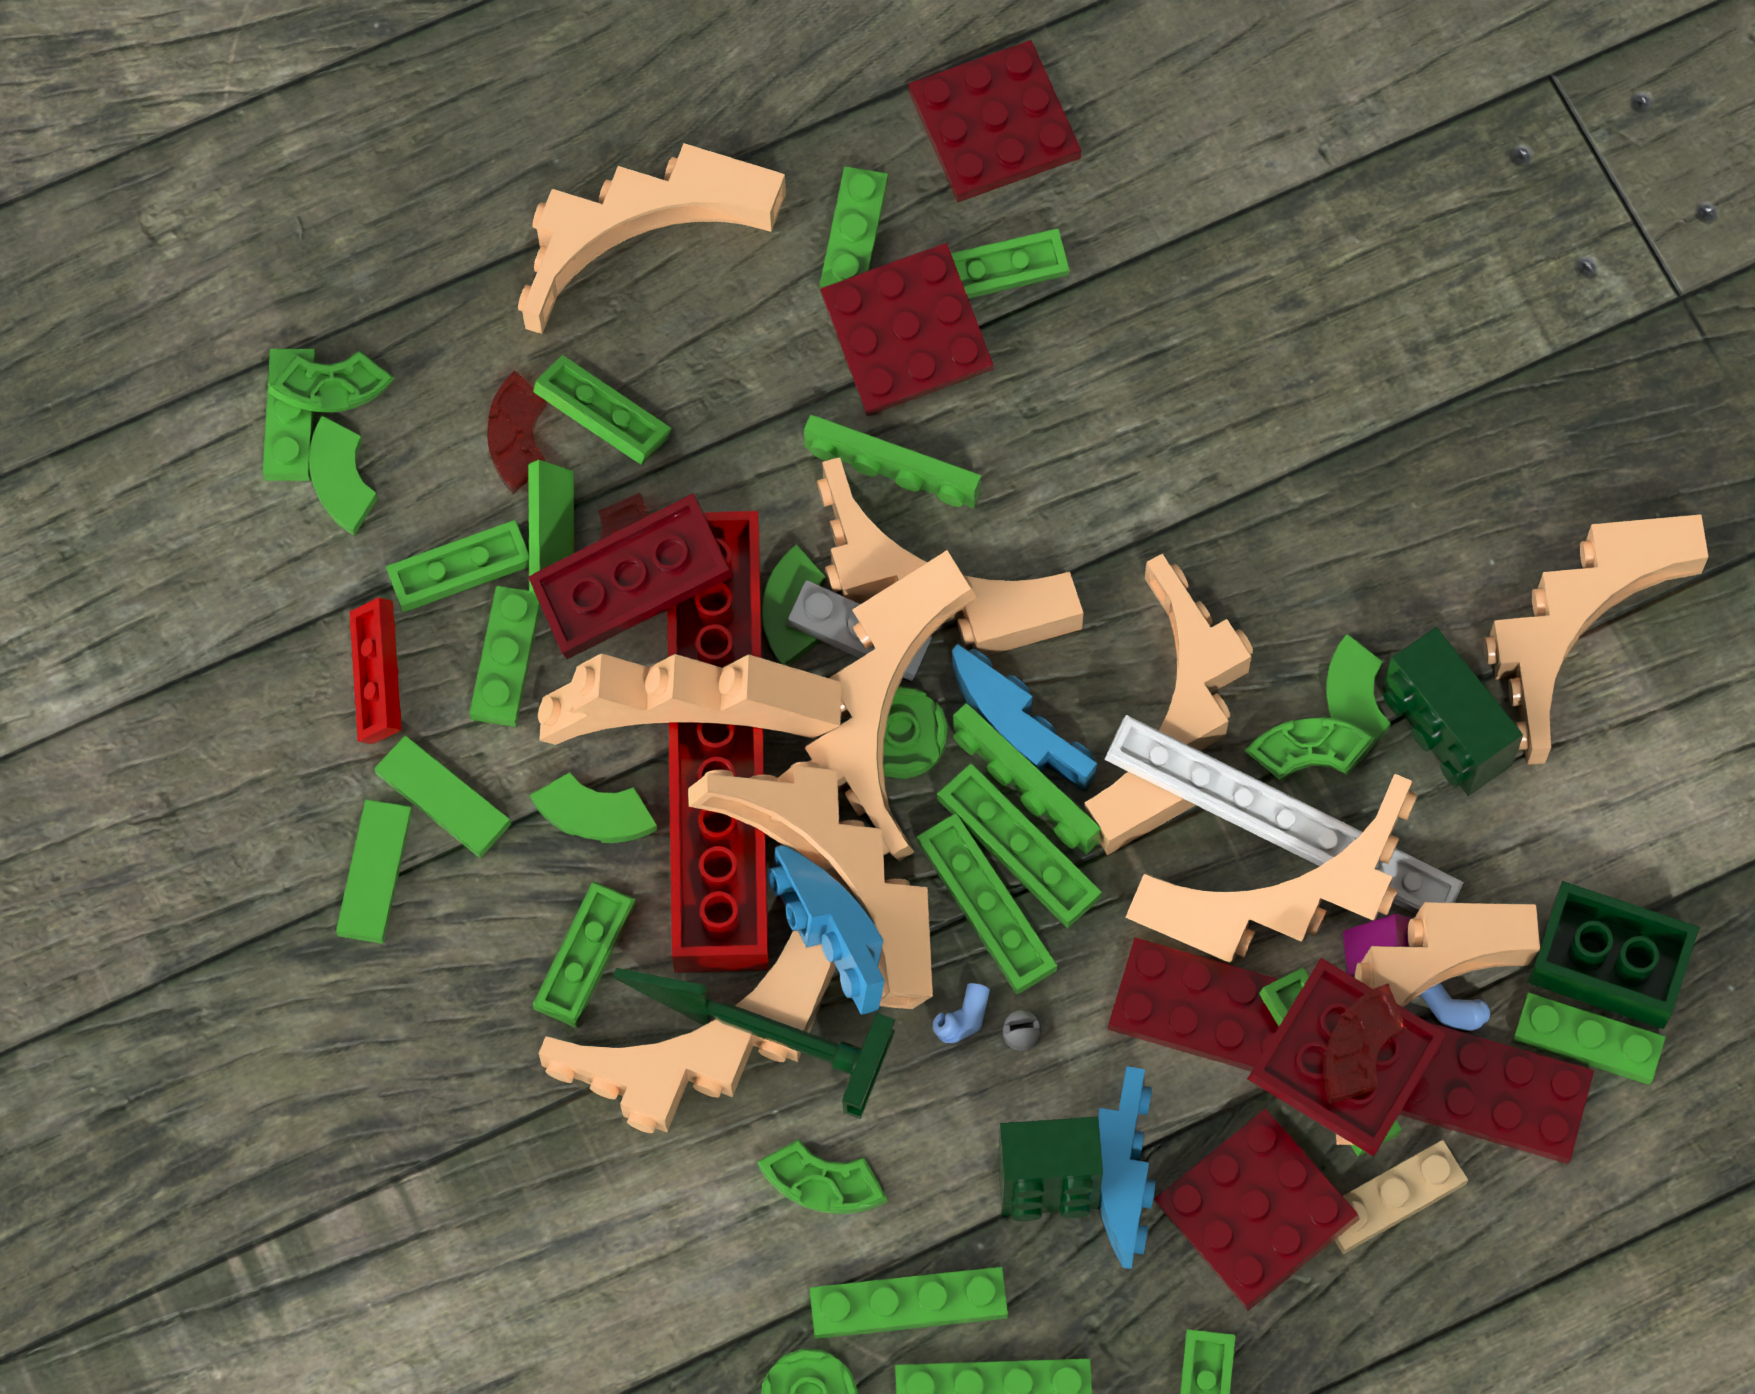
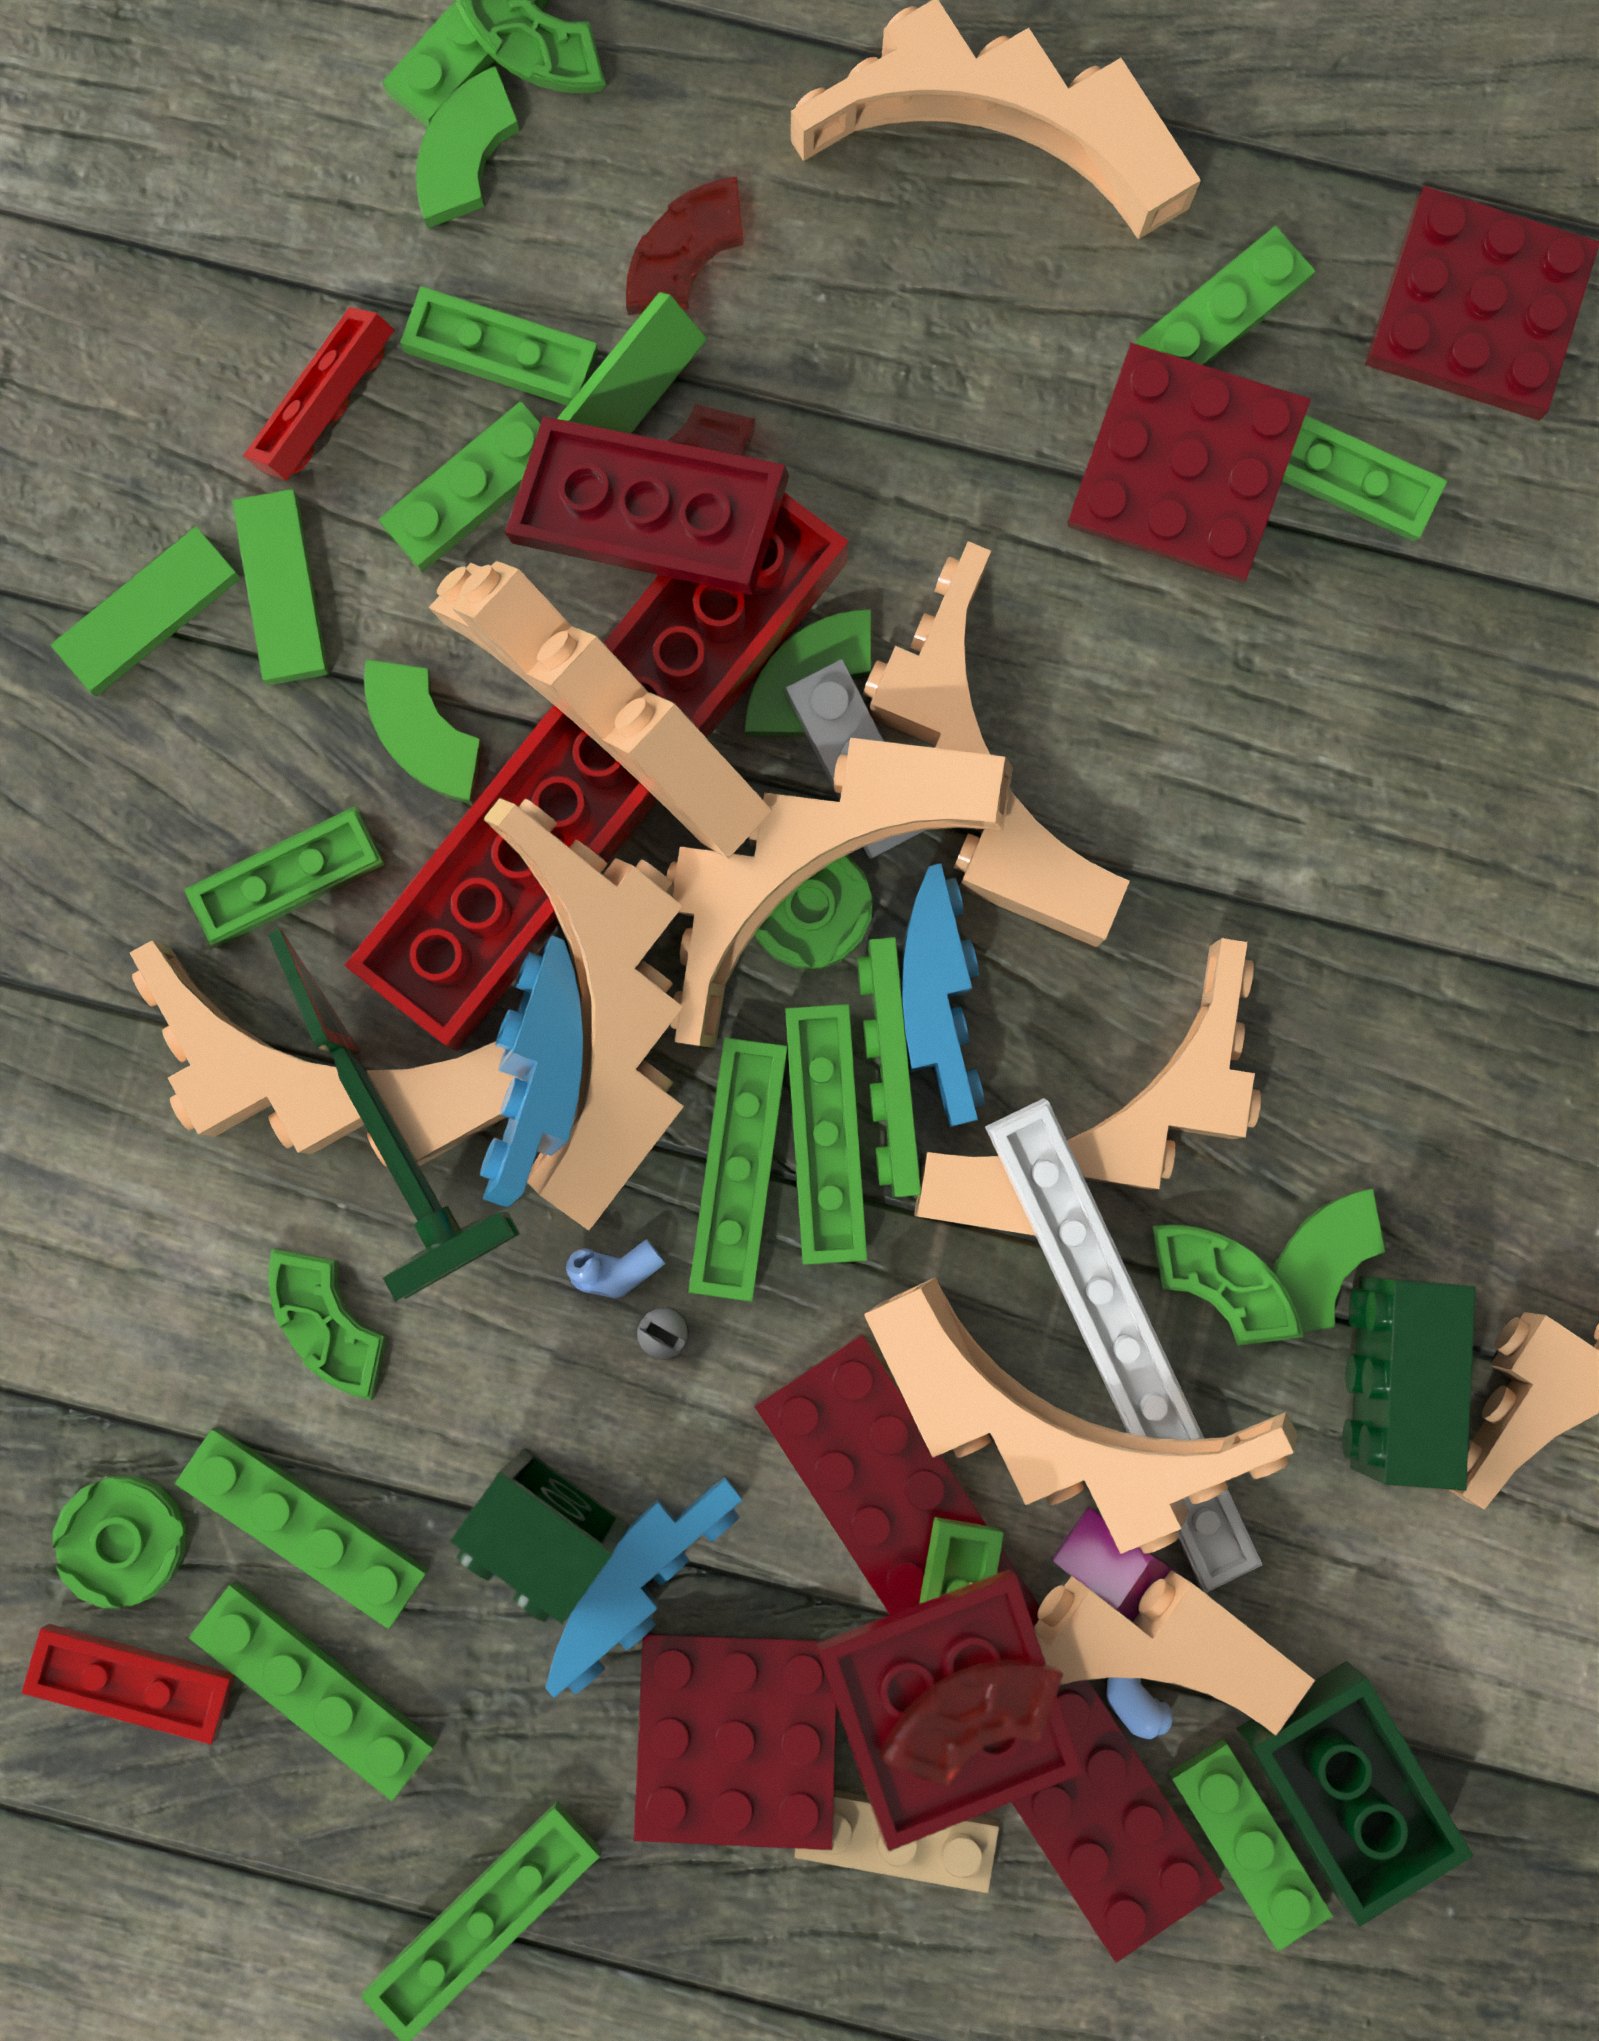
camera: 35 degrees right, 15 degrees up
(602, 410) = (789, 294): bright green plate -> none
(906, 467) = (1058, 622): bright green plate -> none

